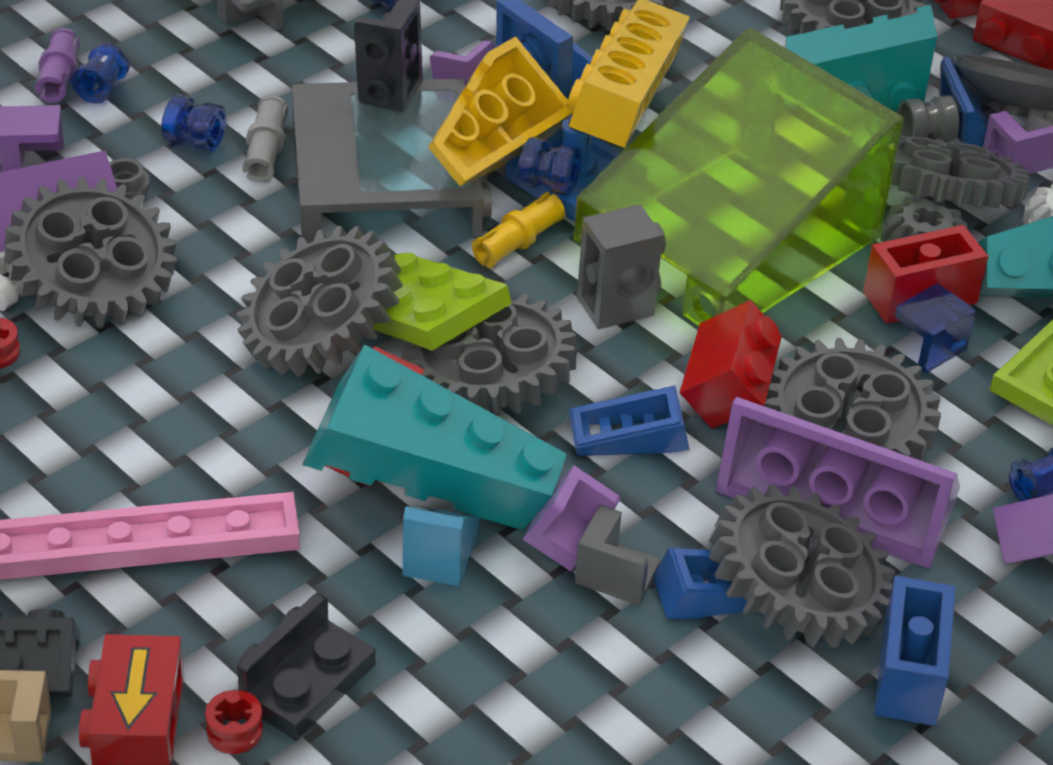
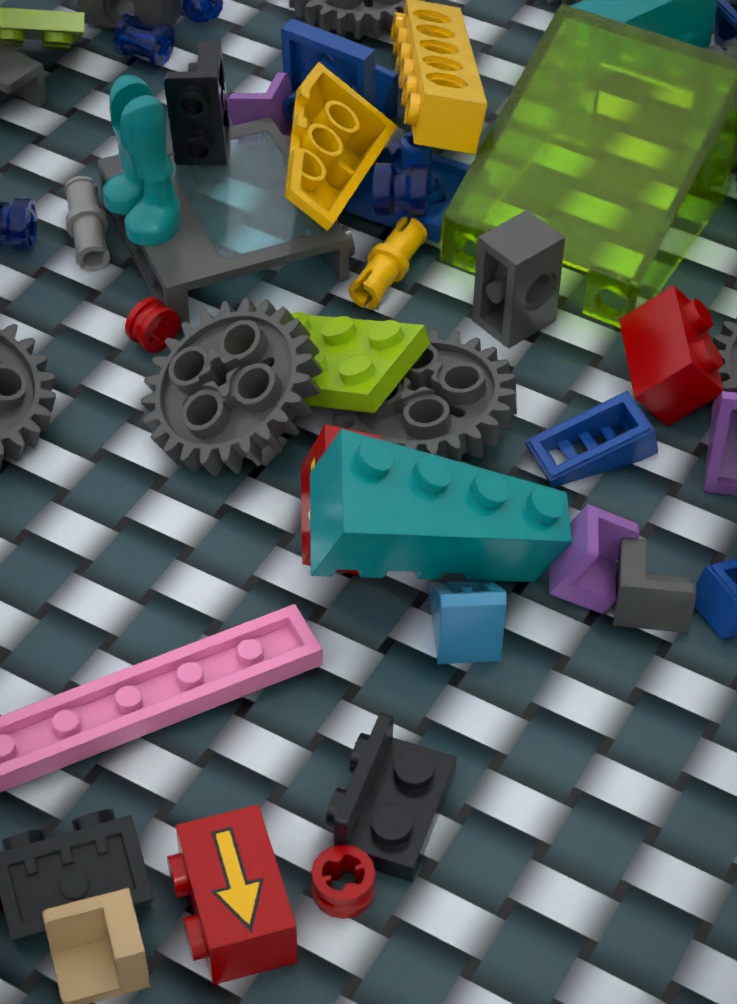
camera: 15 degrees left, 5 degrees up
(278, 232) = (152, 324): none -> red bush
(312, 116) = (145, 185): none -> teal piece

